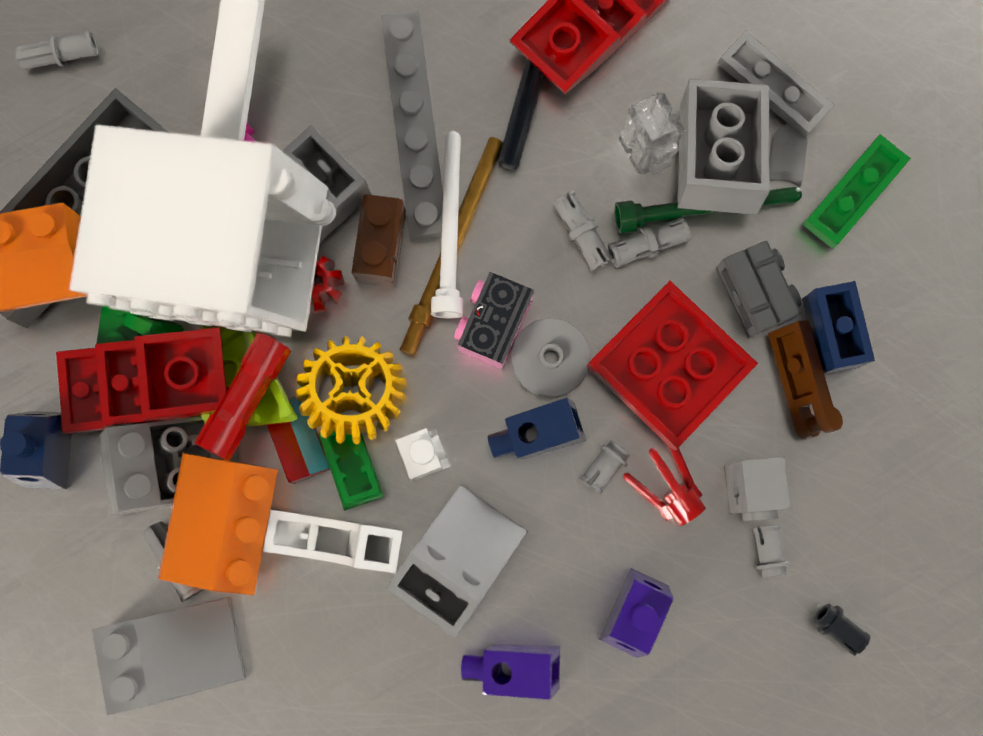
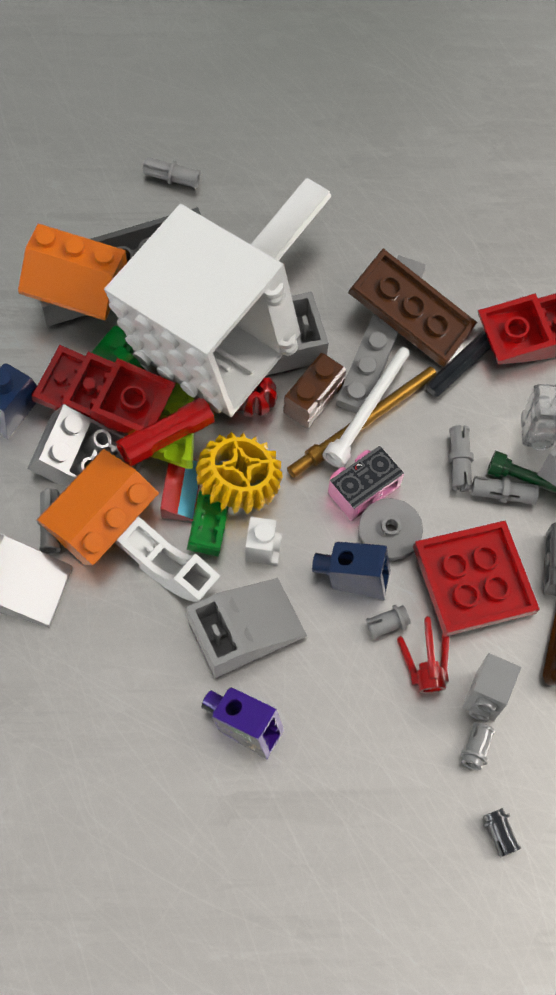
camera: 25 degrees right, 15 degrees down
(432, 76) = (412, 307): none -> reddish brown tile
(637, 614) = (352, 732): dark purple torso -> none

